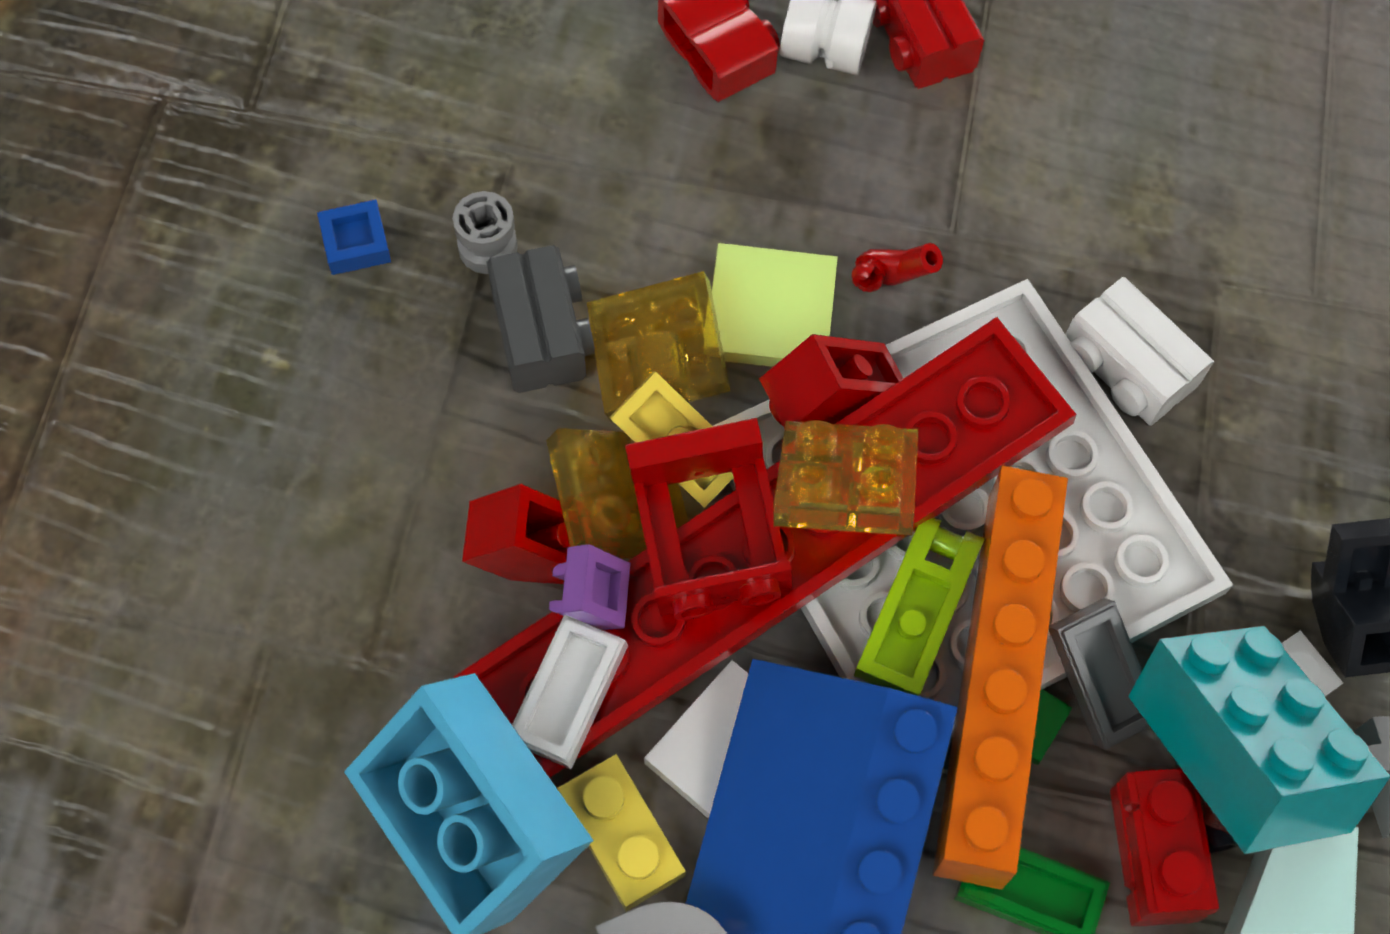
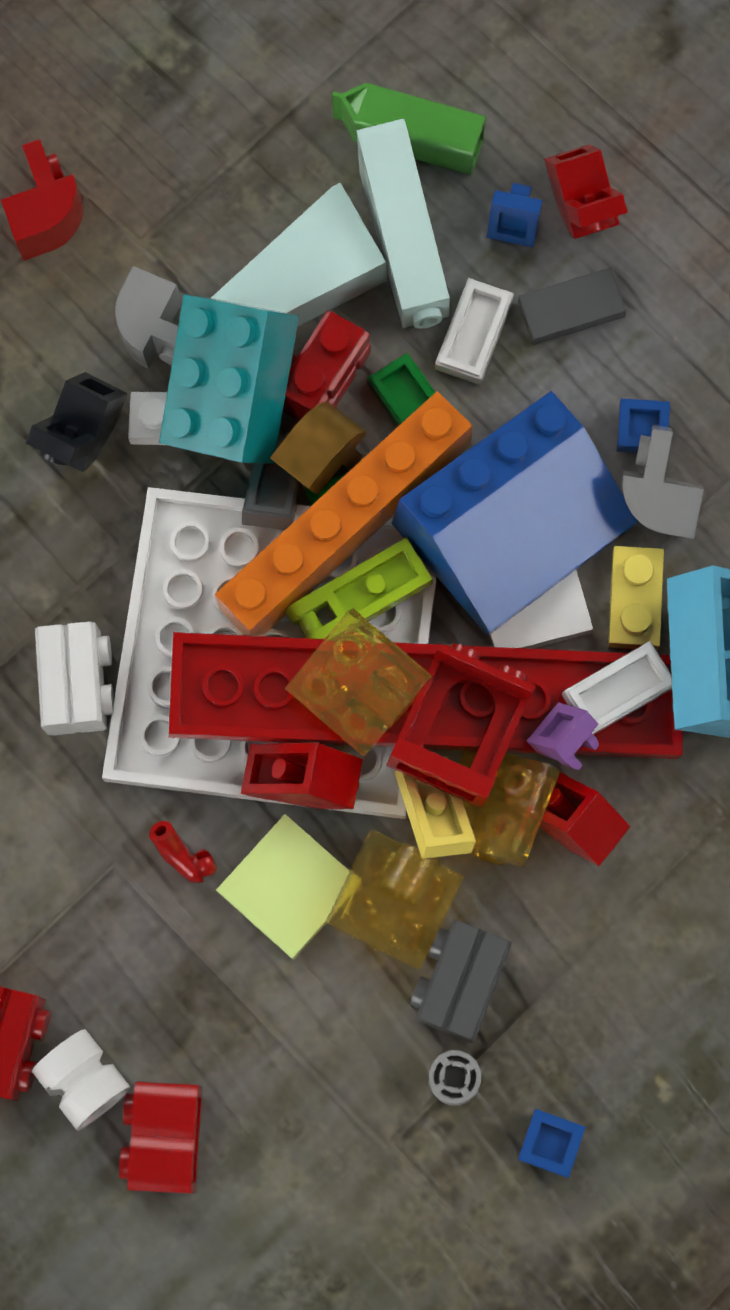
camera: 135 degrees left, 10 degrees up
(1092, 731) = (320, 446): none -> pearl gold brick

